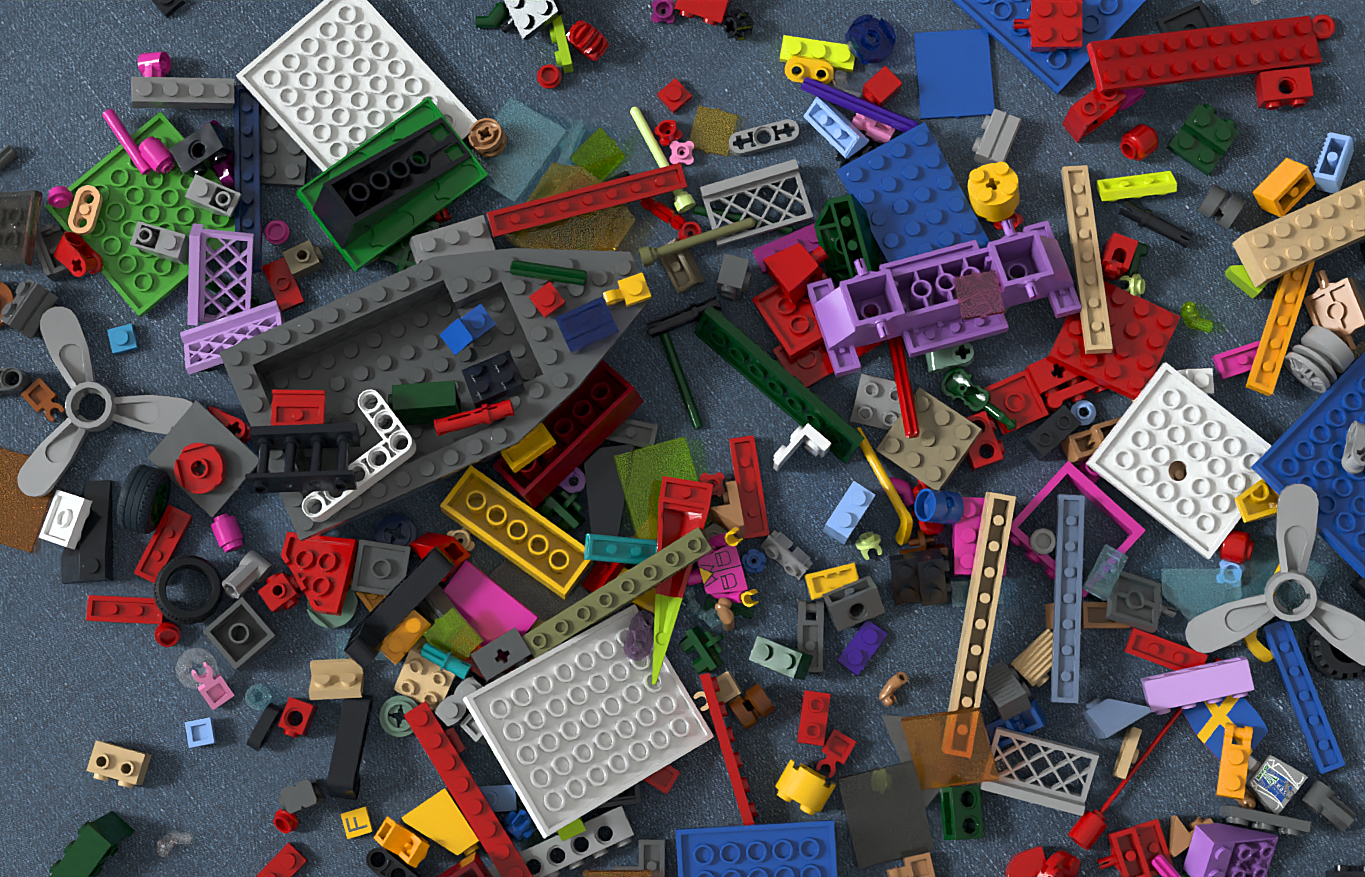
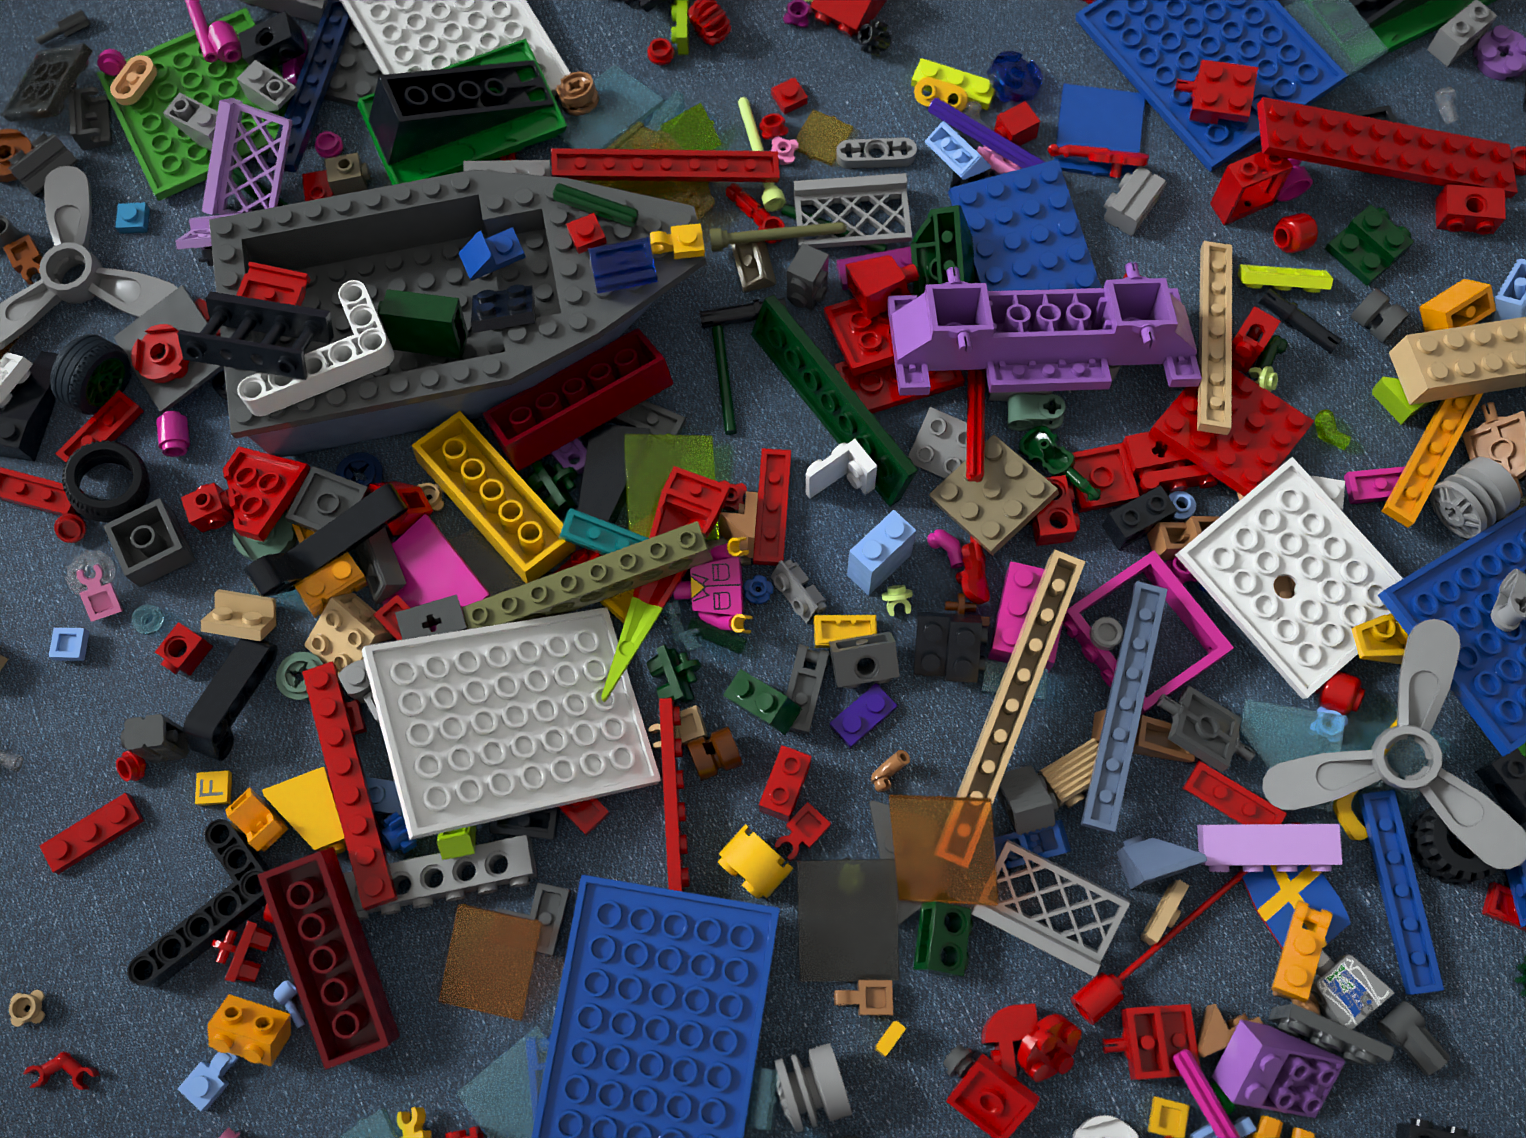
camera: 10 degrees right, 10 degrees down
(77, 255) = (110, 120): red piece -> none
(251, 569) = (183, 477): light grey piece -> none
(264, 726) = (140, 654): black beam -> none
(445, 660) = (366, 617): teal axle -> none
(453, 635) = (383, 593): clear neon green piece -> none
(481, 415) = (467, 337): red pin -> none
(529, 448) = (526, 398): yellow tile -> none
(640, 633) = (603, 638): clear purple plate -> none
(725, 613) = (709, 639): medium nougat arm -> none
(906, 520) = (946, 571): yellow piece -> none
(939, 506) = (989, 566): blue wheel -> none
(975, 104) = (1100, 154): none -> red piece
(978, 295) = (1084, 330): clear pink piece -> none
(993, 191) = (1120, 242): yellow brick -> none
(1105, 572) = (1176, 683): clear light blue plate -> none

